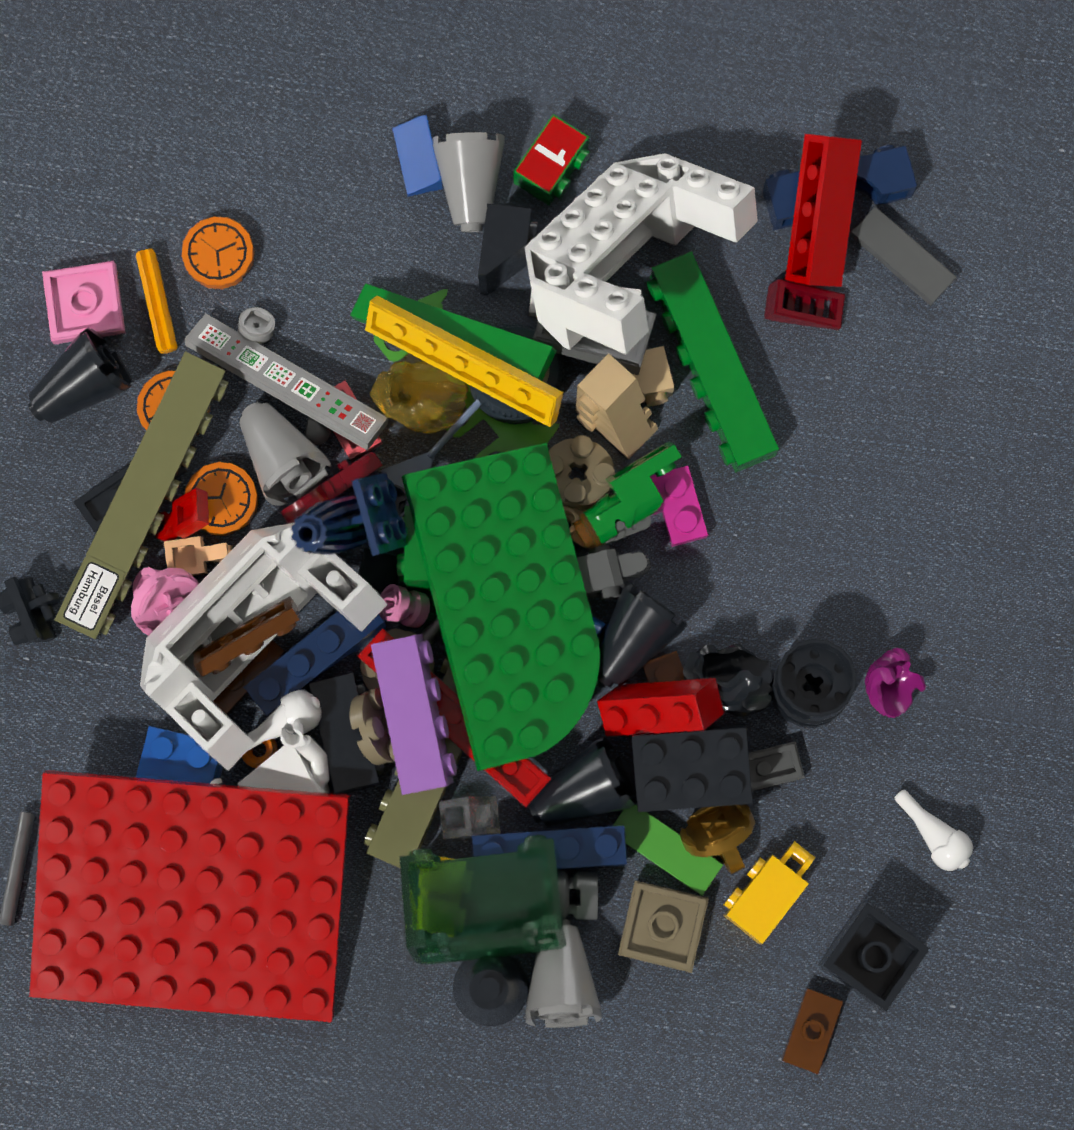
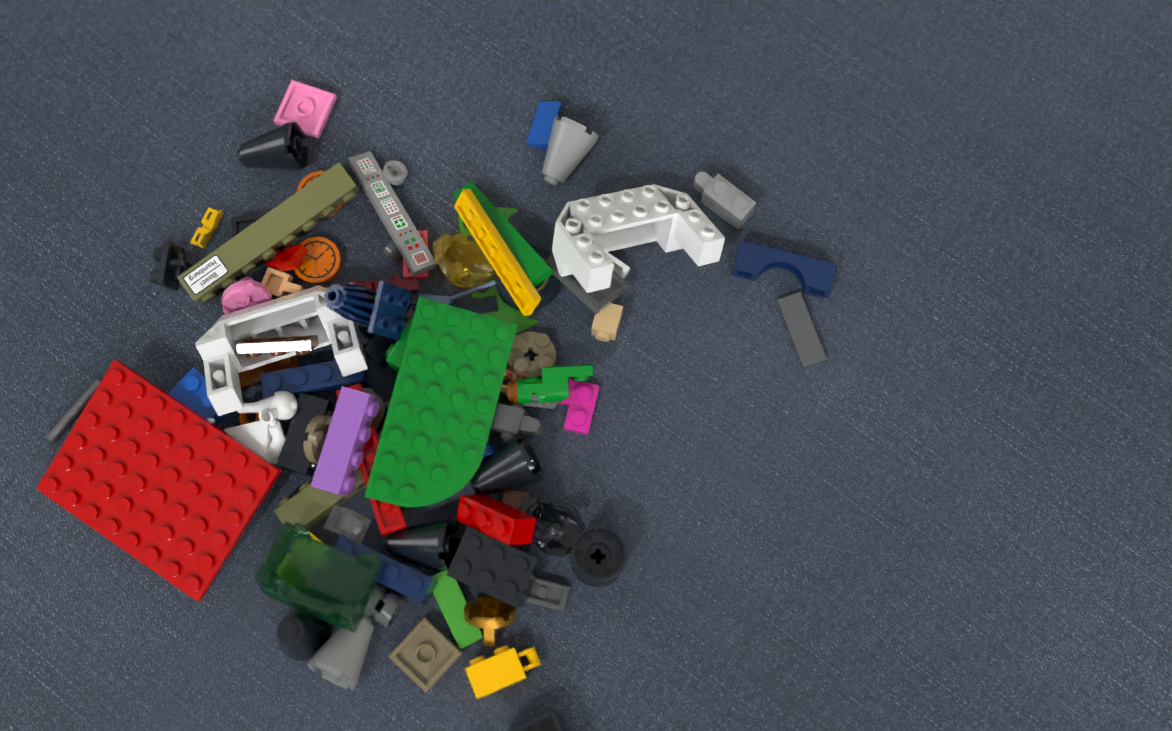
camera: 30 degrees right, 5 degrees down
(49, 543) = (211, 224): none -> yellow piece
(156, 301) = (346, 129): light orange axle -> none
(218, 252) = (397, 120): orange tile -> none
(281, 454) = (363, 252): light grey cone -> none
(405, 606) = (380, 376): bright pink wheel -> none
(503, 244) = (561, 190): black slope -> none
(552, 160) = (620, 166): brick -> none
(611, 404) = (571, 322): tan wedge -> none
(712, 134) = (724, 199): none -> light grey brick
(713, 363) = (649, 333): green brick -> none
(775, 312) = (729, 322): dark red slope -> none
(823, 210) = (763, 275): red brick -> none
(892, 684) = (648, 583): magenta hair -> none
(948, 846) = (627, 703): white piece -> none

